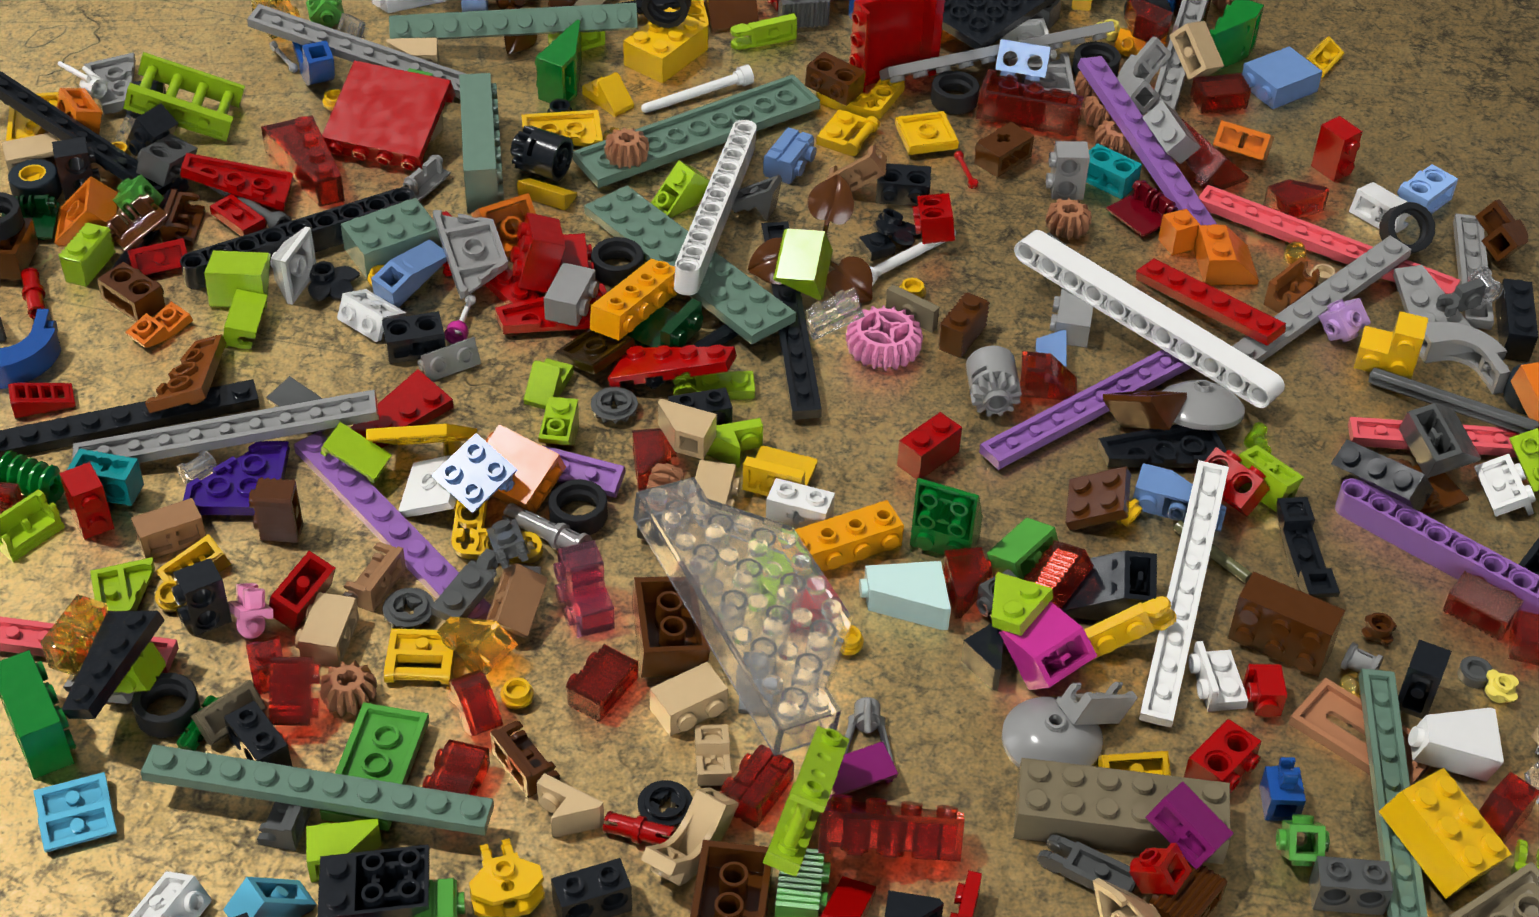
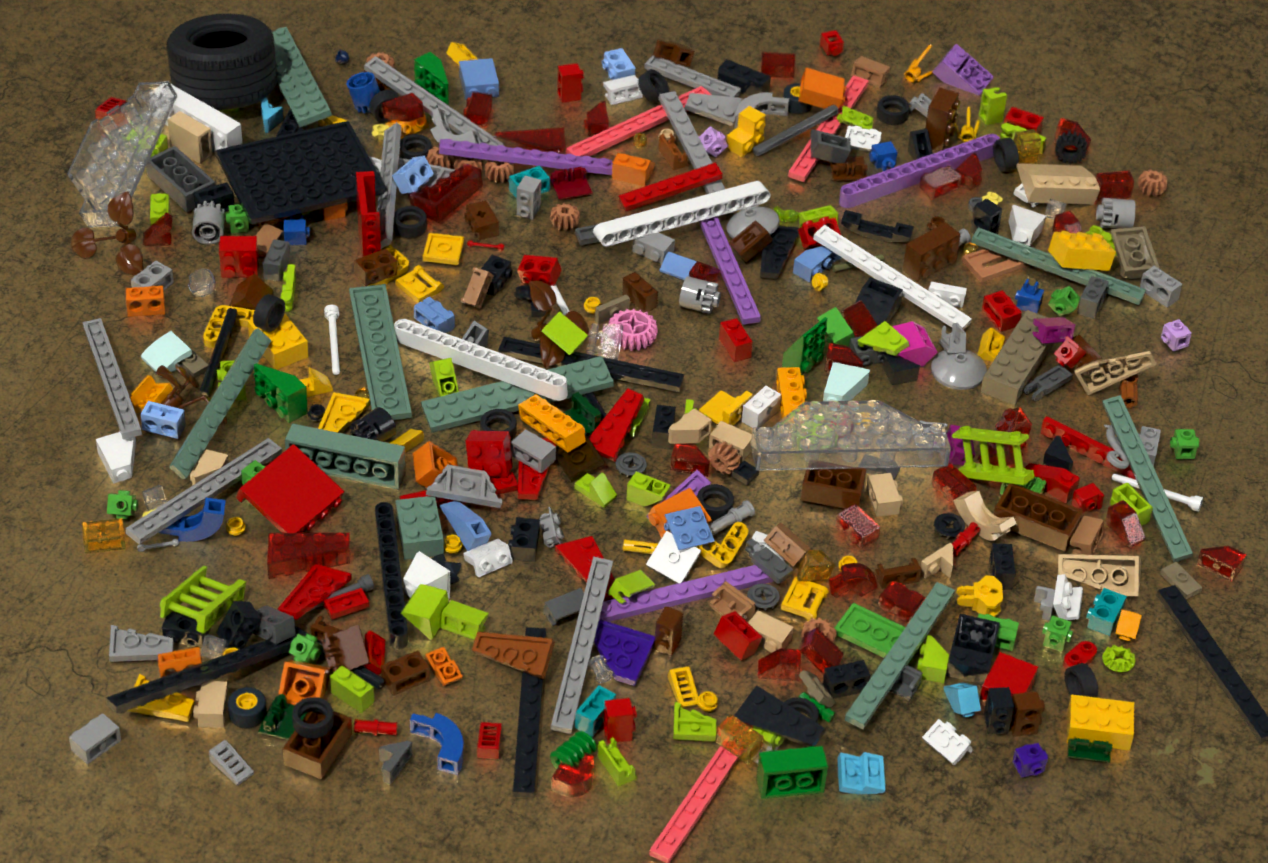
camera: 70 degrees left, 0 degrees up
(73, 170) = (255, 671): black brick -> none
(91, 82) = (150, 650): white plant -> none
(169, 528) = (650, 690): medium nougat hinge -> none
(201, 597) = (727, 679): black brick -> none
(250, 610) = (743, 663): bright pink hips -> none
(420, 434) = (637, 547): yellow tile -> none
(427, 178) = (357, 500): light grey hinge -> none
(454, 328) = (526, 514): dark pink hinge -> none
(507, 542) = (752, 529): dark grey hinge -> none
(583, 589) = (794, 515): clear pink brick -> none
(626, 148) = (396, 385): nougat gear -> none
(712, 754) = (917, 498): tan slope -> none
(1098, 498) = (807, 288): reddish brown plate -> none
(1131, 625) = (910, 302): yellow hinge -> none
(1171, 132) = (526, 139): light grey brick -> none
(1178, 231) = (602, 175): orange brick -> none
(1196, 50) = (452, 98): tan brick -> none
(1243, 141) = (537, 116): orange brick -> none
(1265, 689) = (965, 278): red brick -> none
(1383, 474) = (835, 179): black brick -> none
(1465, 297) = (725, 89): dark grey plate -> none
(1486, 519) = (883, 155): none -> blue brick
(1493, 287) = (717, 76): clear bush -> none

